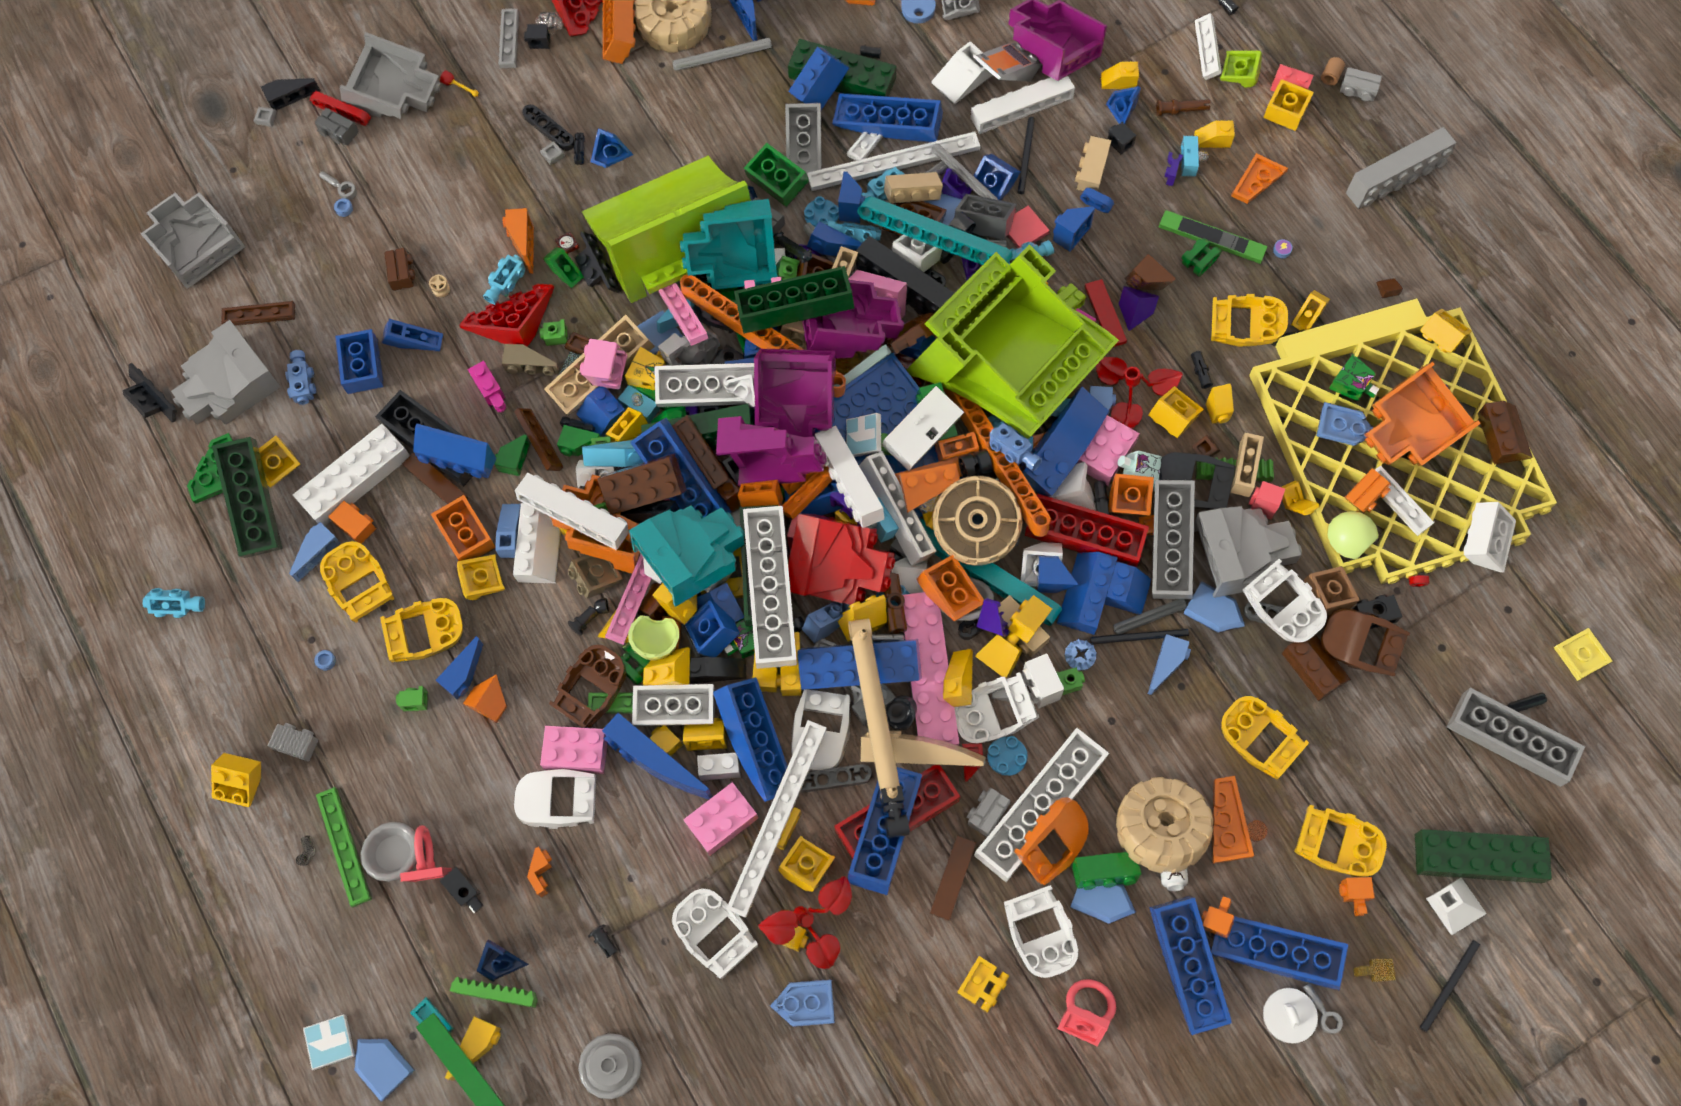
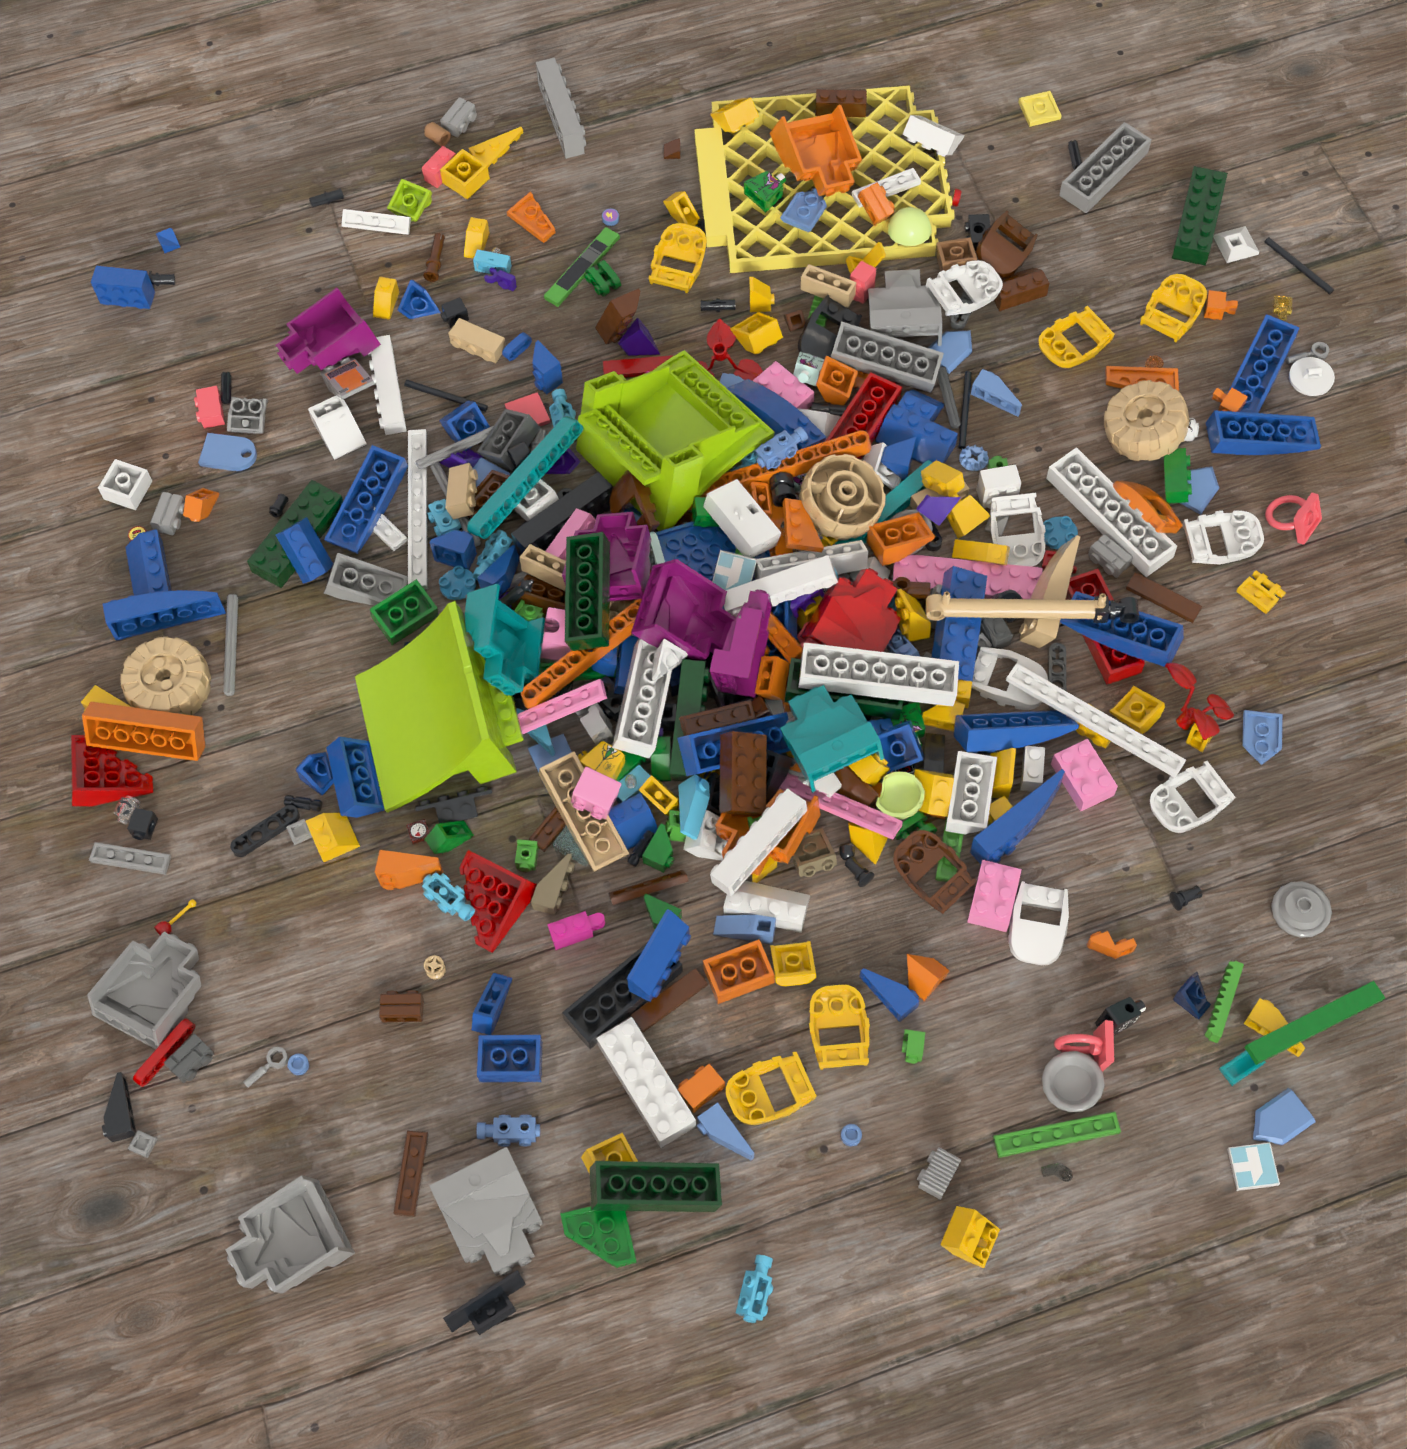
camera: 80 degrees left, 5 degrees down
(550, 176) = (332, 835): none -> yellow slope
(607, 179) = (354, 777): none -> blue slope
(1331, 123) = (494, 148): none -> yellow wing

